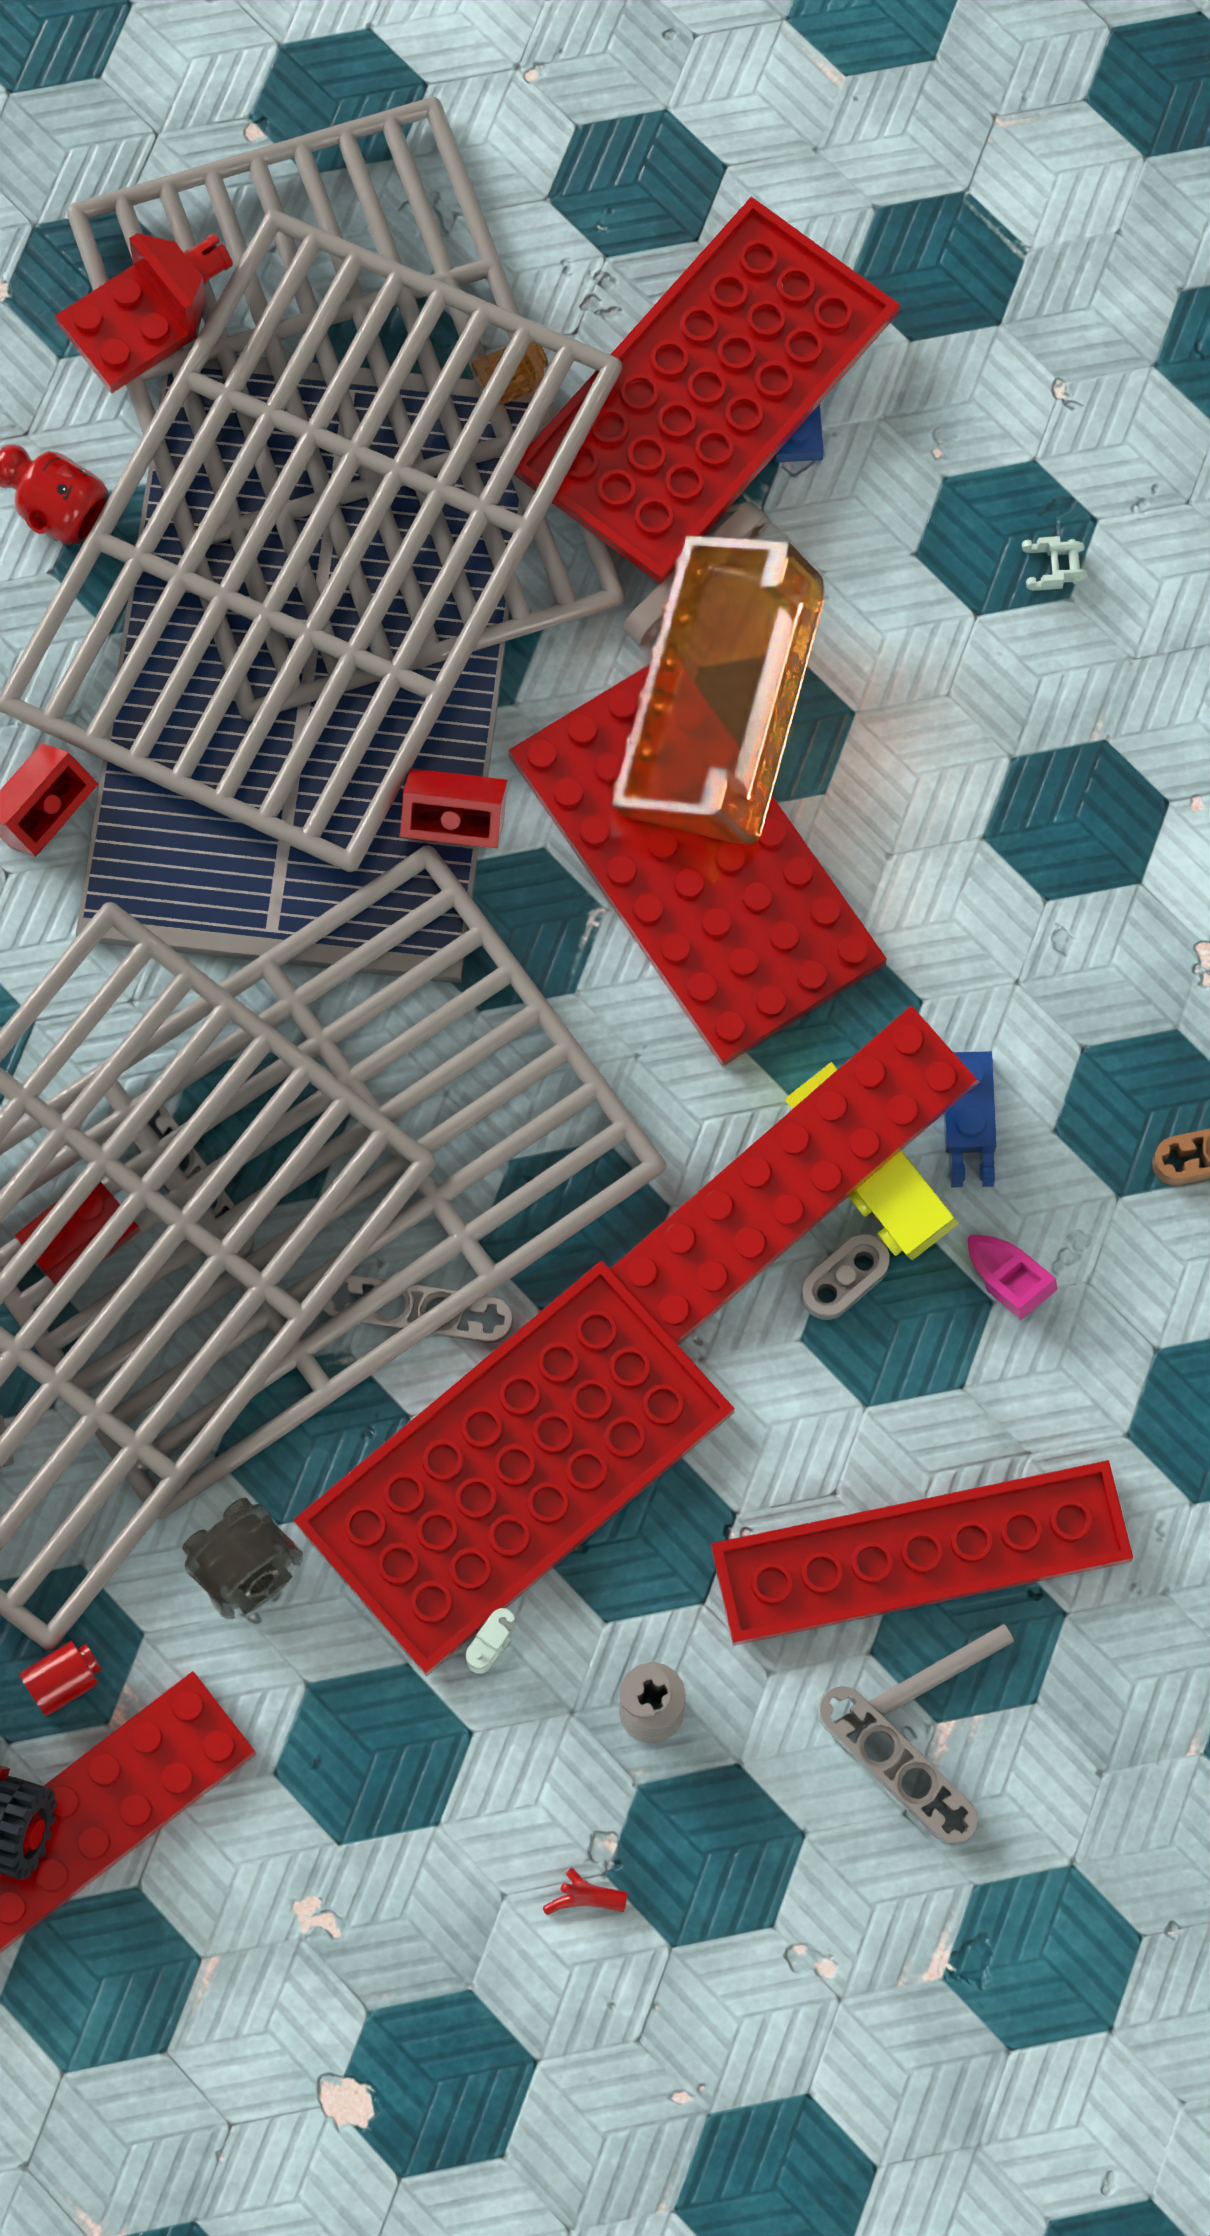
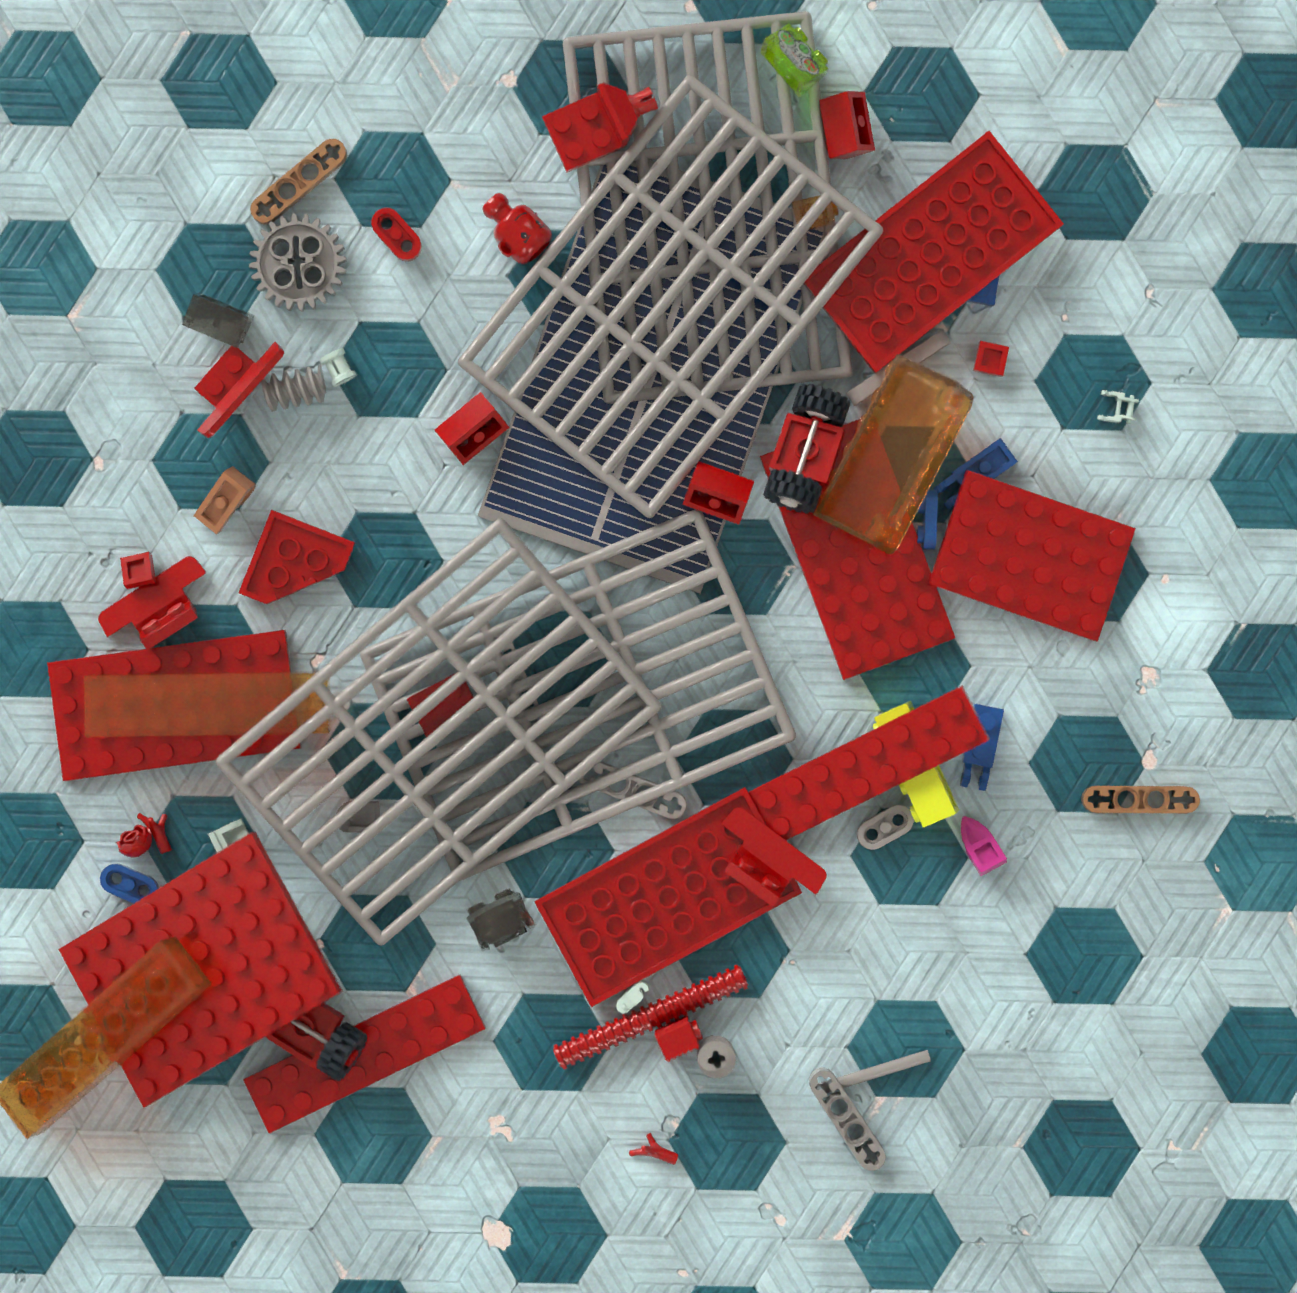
camera: 10 degrees right, 15 degrees up
(61, 1677) = (383, 962): red brick -> none
(426, 156) = (794, 58): none -> clear neon green slope
(528, 1669) = (650, 1017): none -> red piece
(531, 238) = (847, 125): none -> red brick
(579, 712) = (807, 448): none -> plate
(582, 1685) = (678, 1037): none -> red brick
(666, 1363) = (767, 861): none -> red plate
(802, 804) = (928, 530): none -> blue plate
(837, 530) = (991, 358): none -> red plate
(859, 701) = (989, 462): none -> blue hinge
(921, 1552) = (890, 999): red plate -> none
(976, 807) = (1031, 556): none -> red plate

